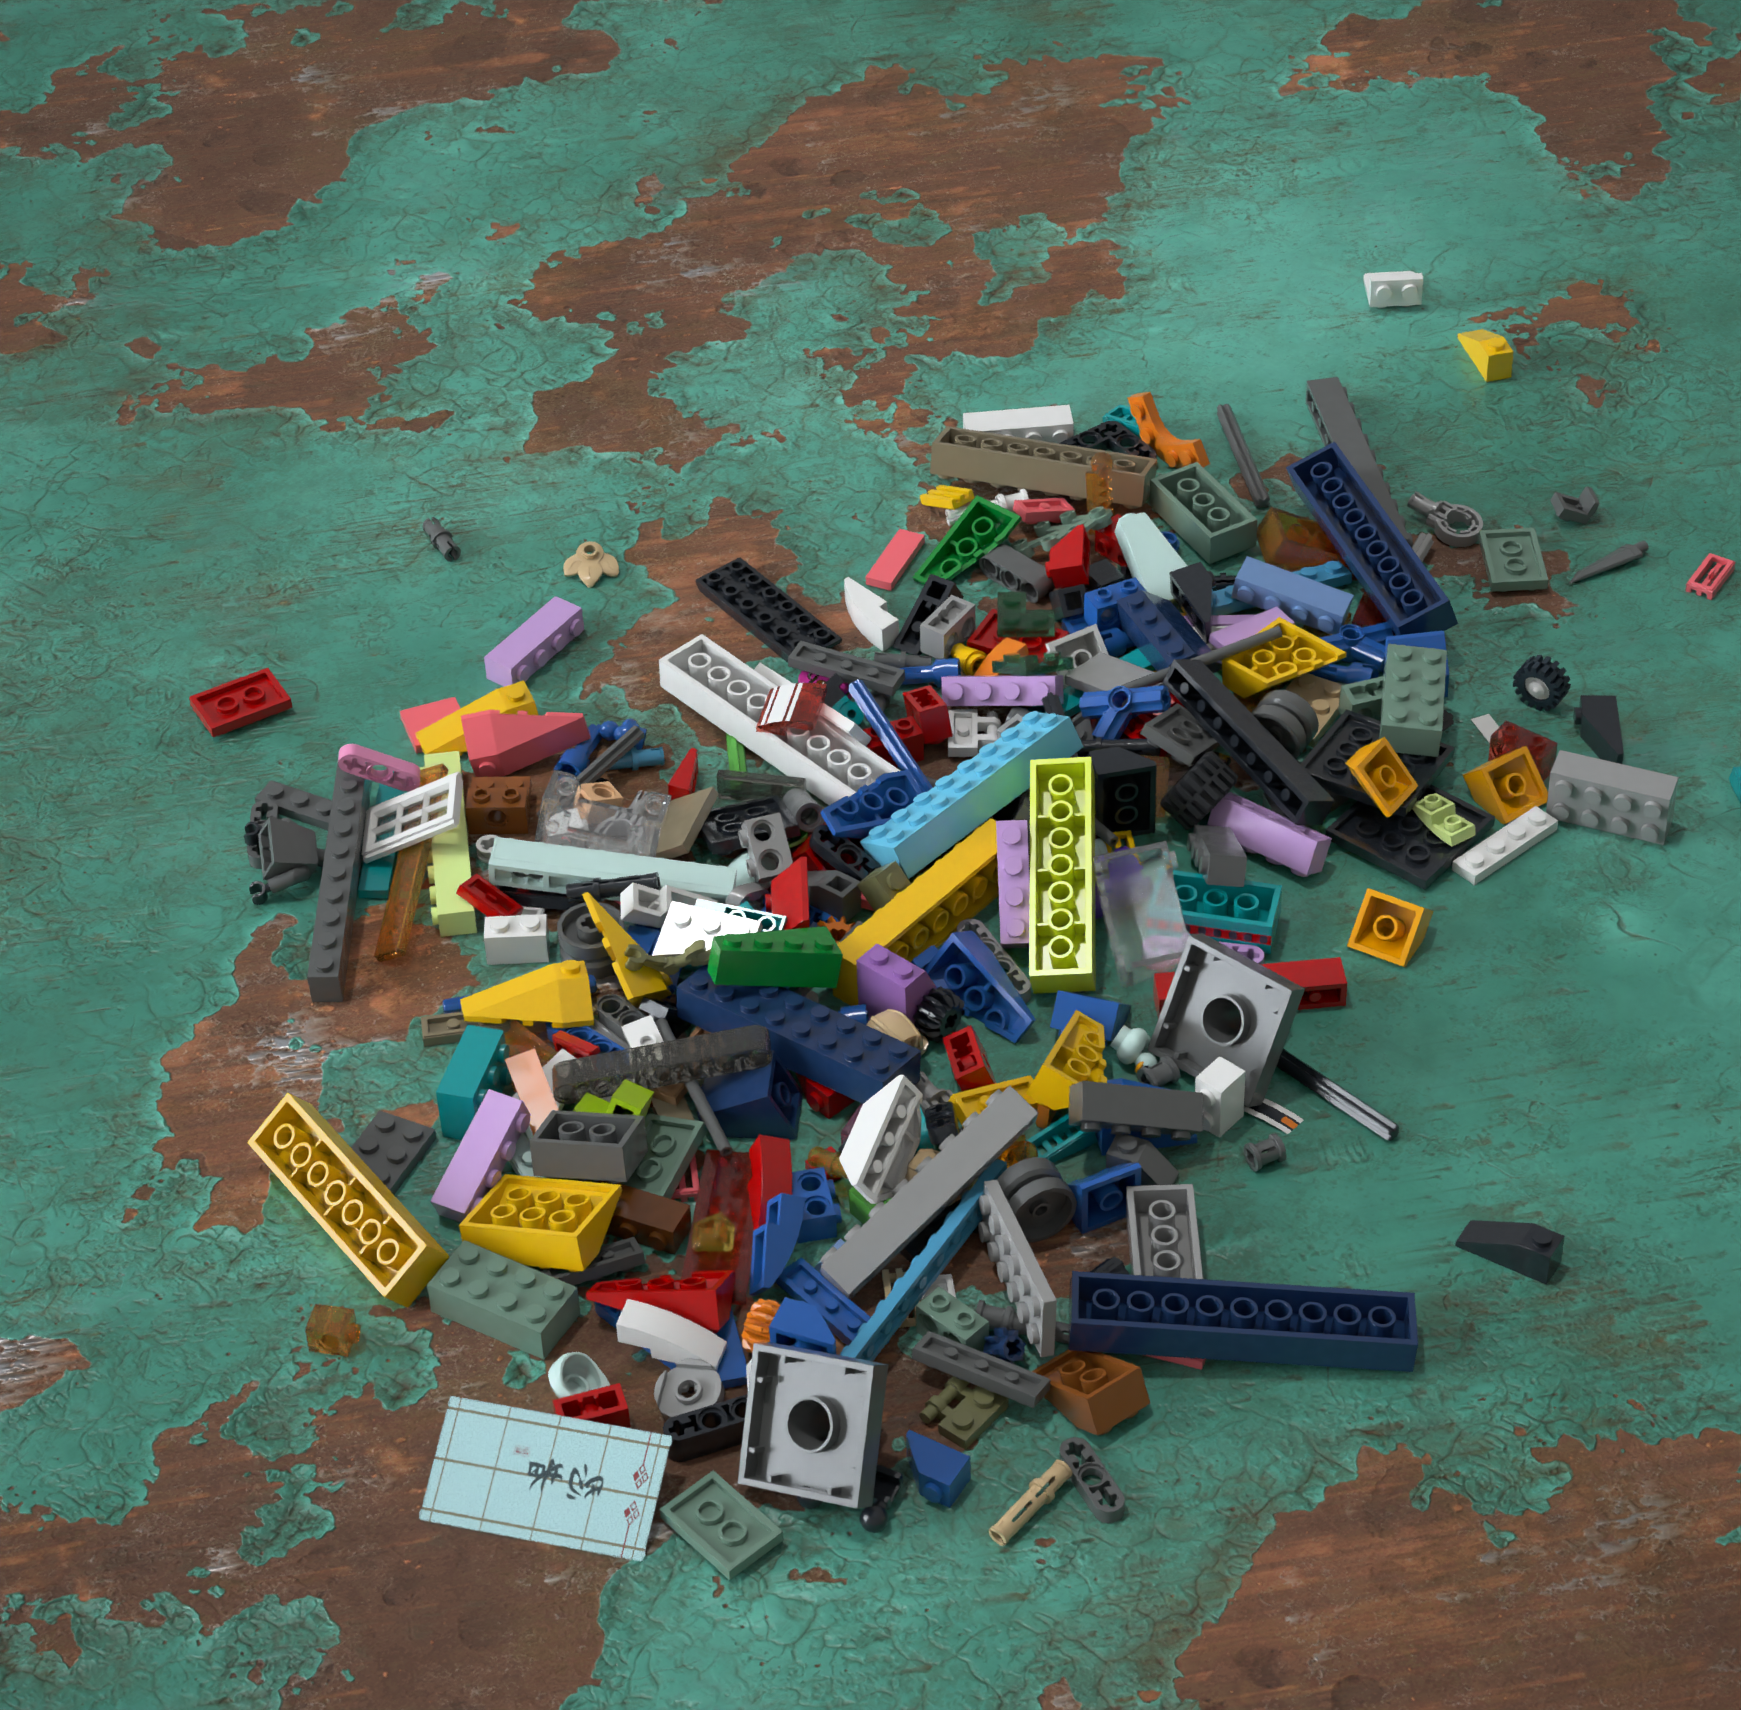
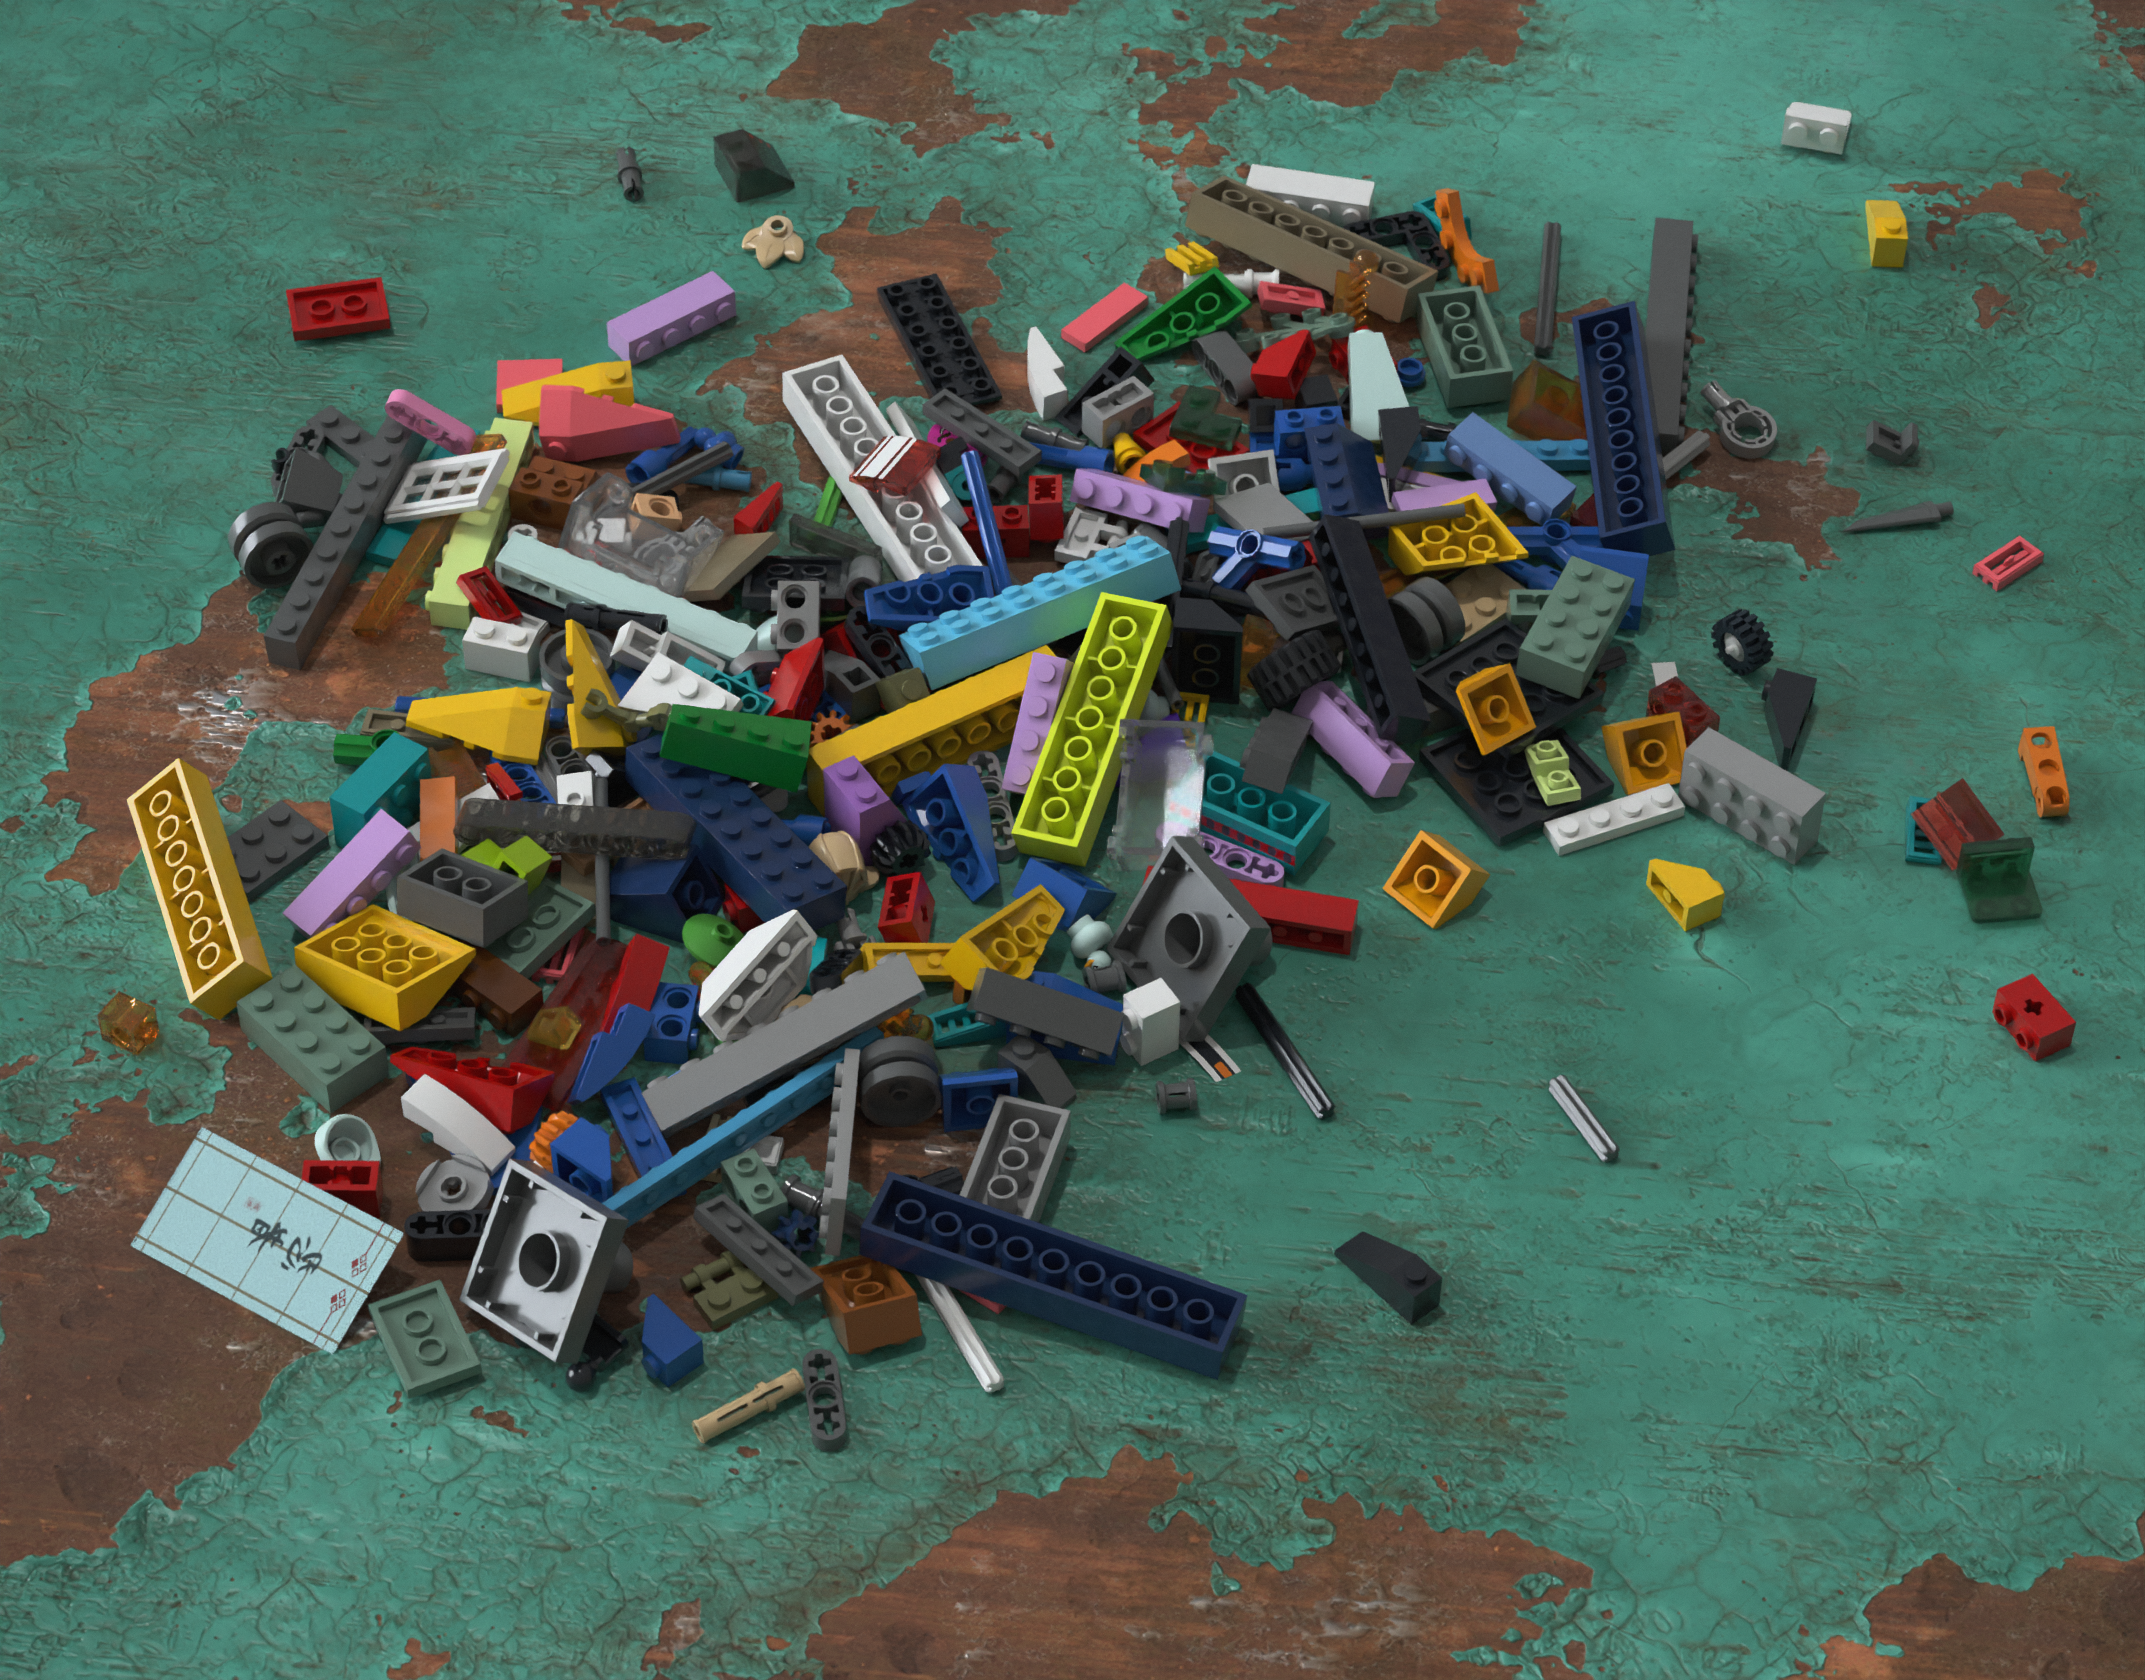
camera: 15 degrees right, 5 degrees up
(277, 903) = (269, 544): none -> dark grey wheel
(435, 1050) = (358, 748): none -> green piece
(540, 510) = (749, 166): none -> clear smoke slope
(814, 1128) = (710, 938): none -> bright green dish
(1182, 1392) = (963, 1334): none -> white axle
(1513, 559) = (1789, 487): sand green plate -> none
(1593, 886) = (1685, 892): none -> yellow slope
(1603, 1083) = (1584, 1118): none -> axle

